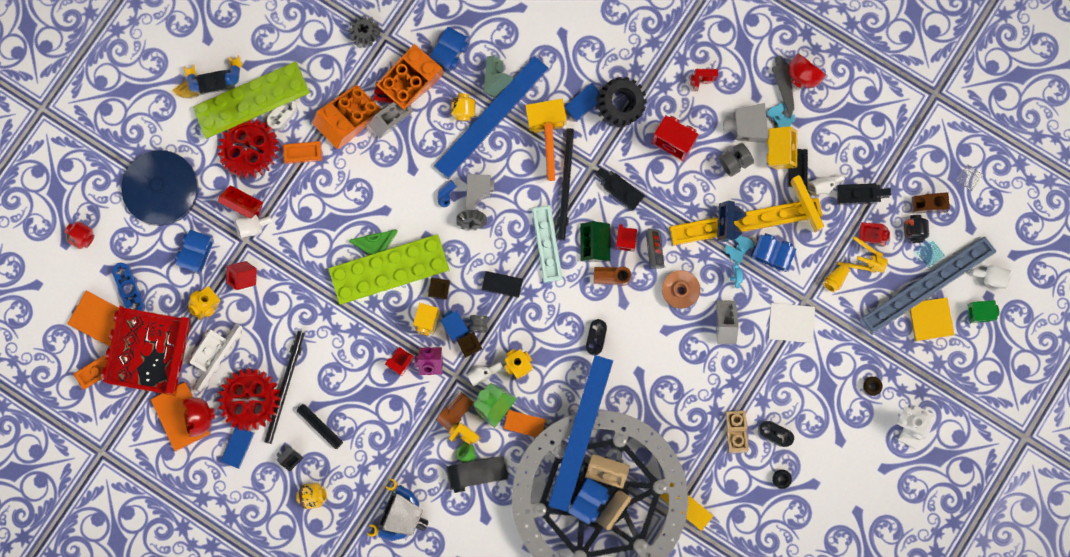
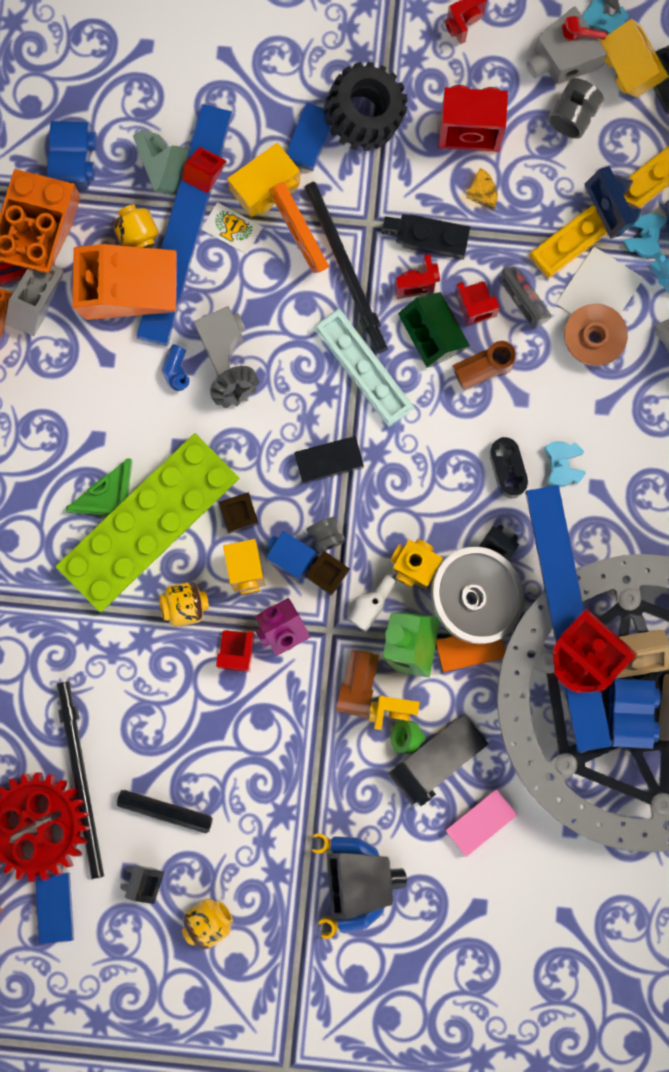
camera: 30 degrees left, 0 degrees up
(385, 322) = (183, 604): none -> yellow head
(441, 133) = (123, 281): none -> orange slope
(481, 518) = (481, 822): none -> bright pink tile
(516, 92) = (203, 169): none -> red slope
(516, 131) = (232, 228): none -> white sticker
(553, 397) = (494, 591): none -> light grey dish
(567, 377) = (500, 542): none -> black tile
(580, 458) = (590, 655): none -> red slope
(596, 211) = (414, 283): none -> red bracket
(623, 354) = (559, 454): none -> medium azure piece
(663, 179) = (483, 190): none -> clear yellow tile
(700, 262) = (600, 282): none -> white sticker
(755, 117) = (573, 30): none -> red hand

